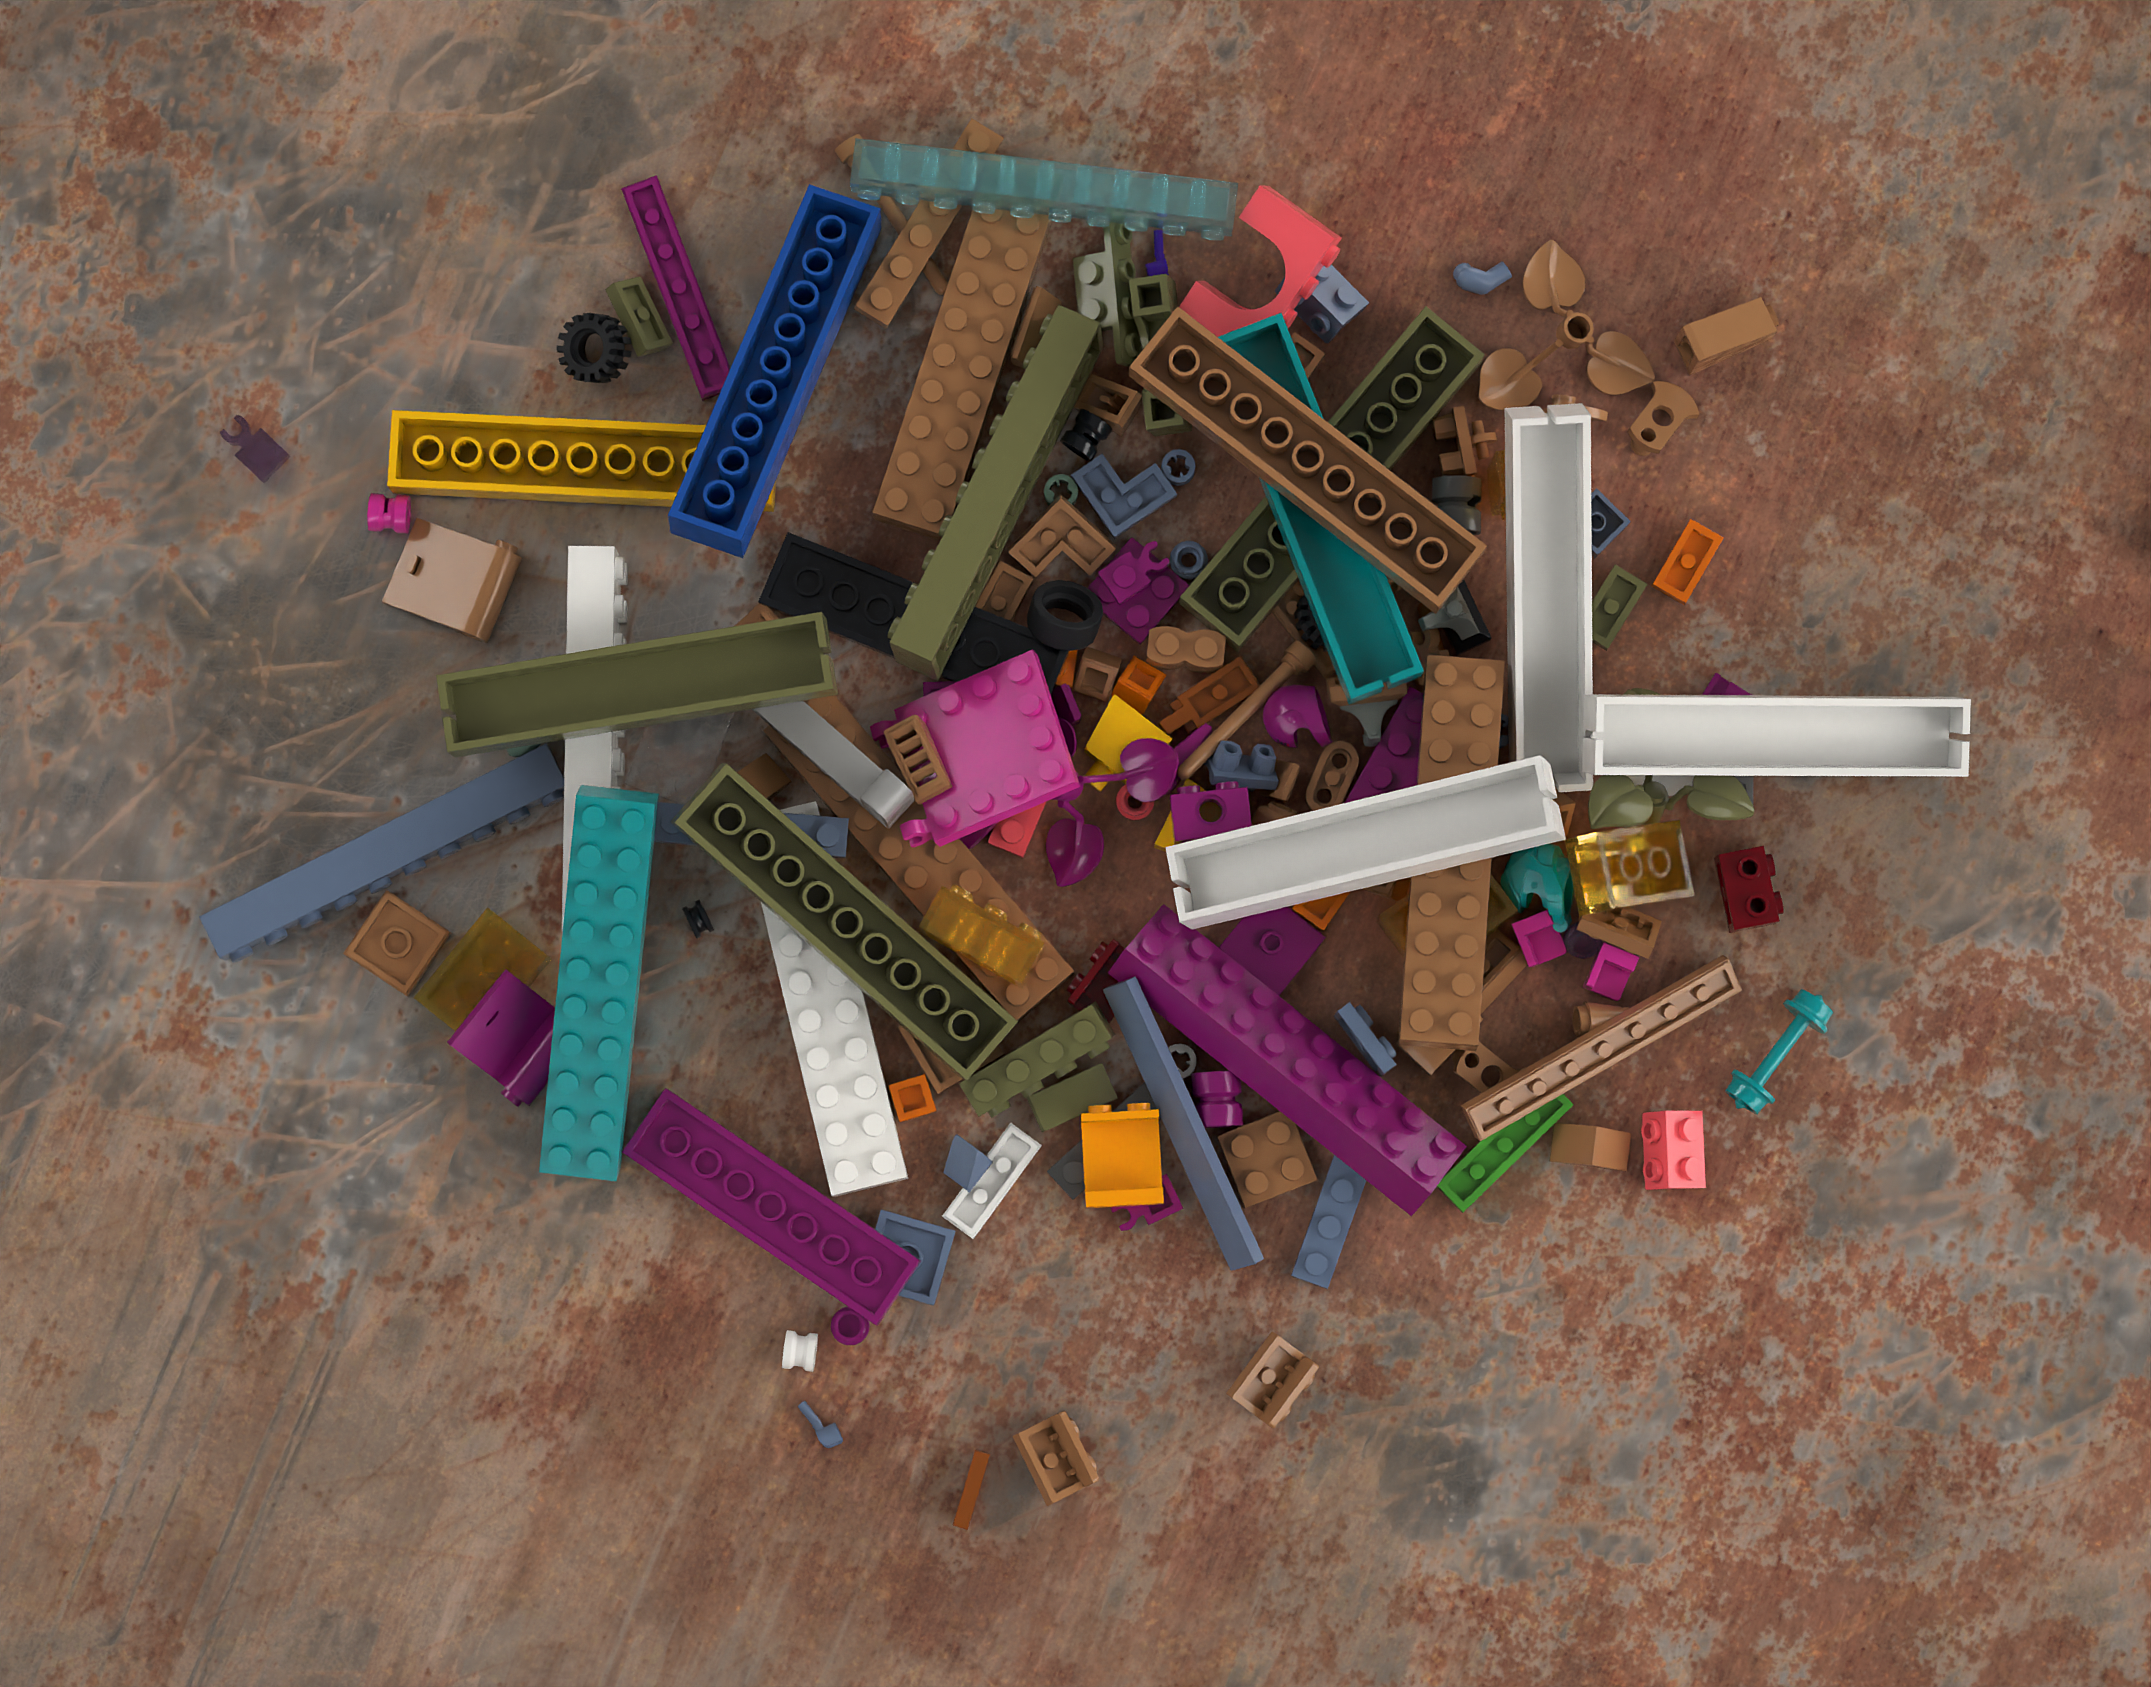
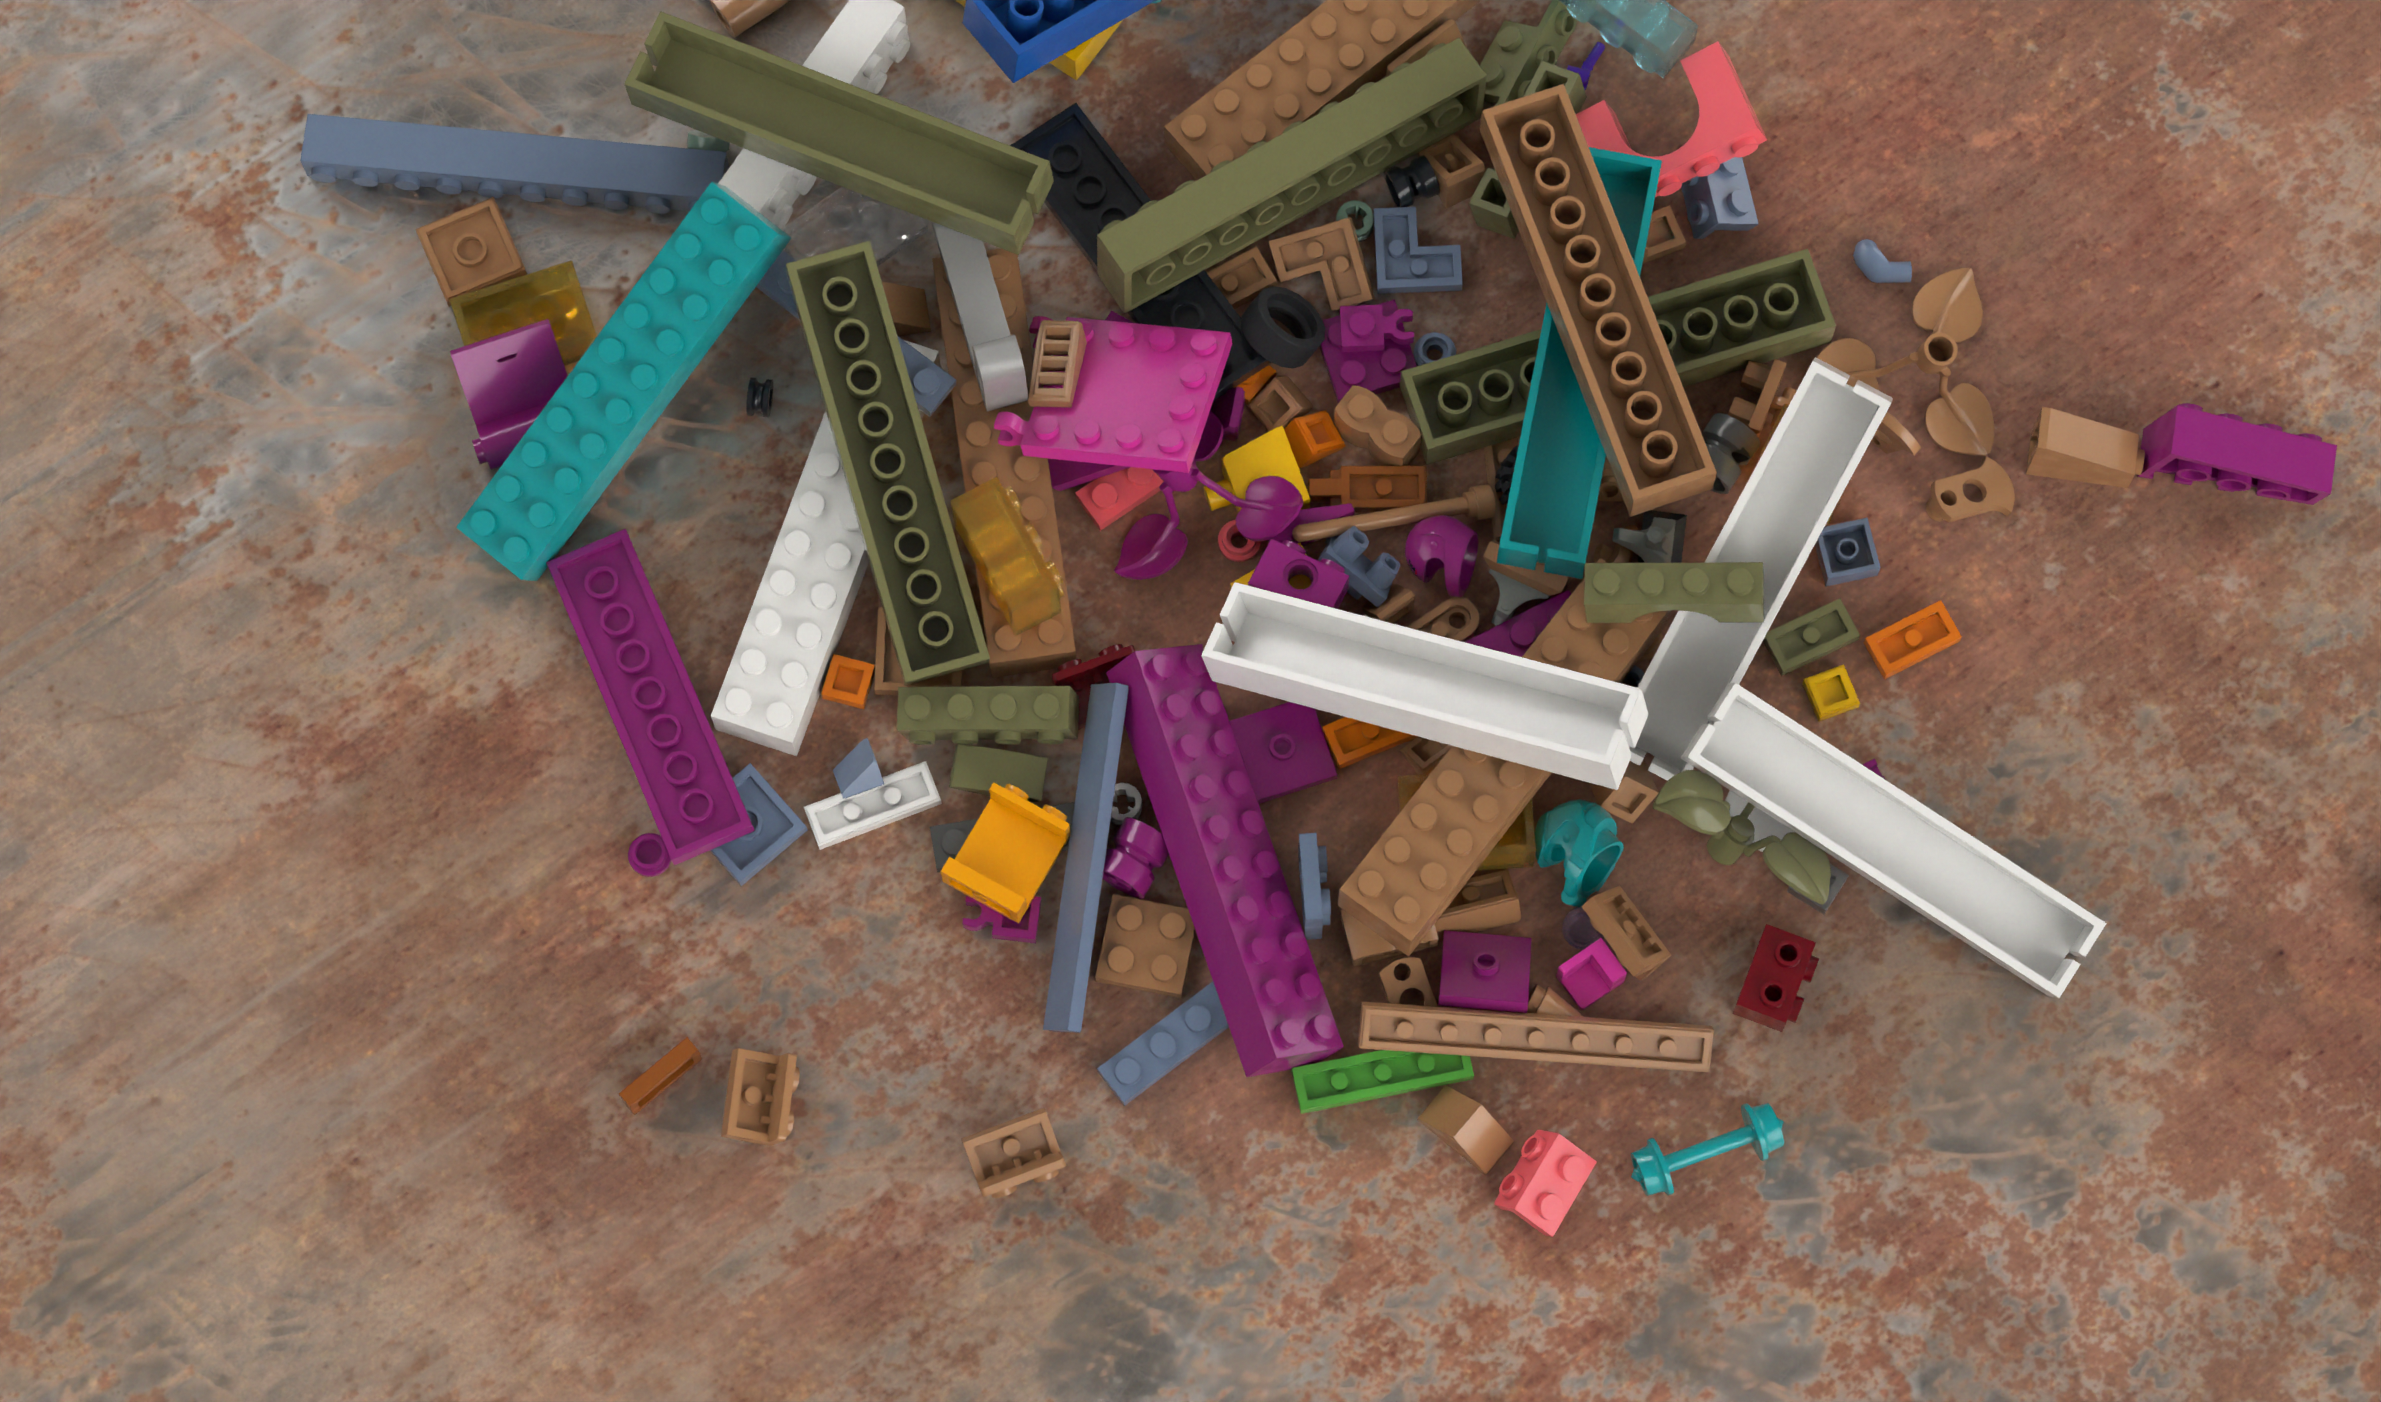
camera: 35 degrees right, 10 degrees down
(800, 1351) = (587, 846): white wheel -> none
(829, 1435) = (561, 943): sand blue hand -> none
(1189, 465) = (1482, 251): sand blue bush -> none
(1507, 652) = (1628, 590): none -> olive arch
(1532, 1020) = (1485, 971): none -> magenta plate
(1539, 938) = (1540, 900): dark pink panel -> none
(1629, 867) = (1670, 879): clear yellow brick -> none
(1651, 640) = (1831, 693): none -> yellow tile
(1843, 265) = (2238, 455): none -> magenta wedge

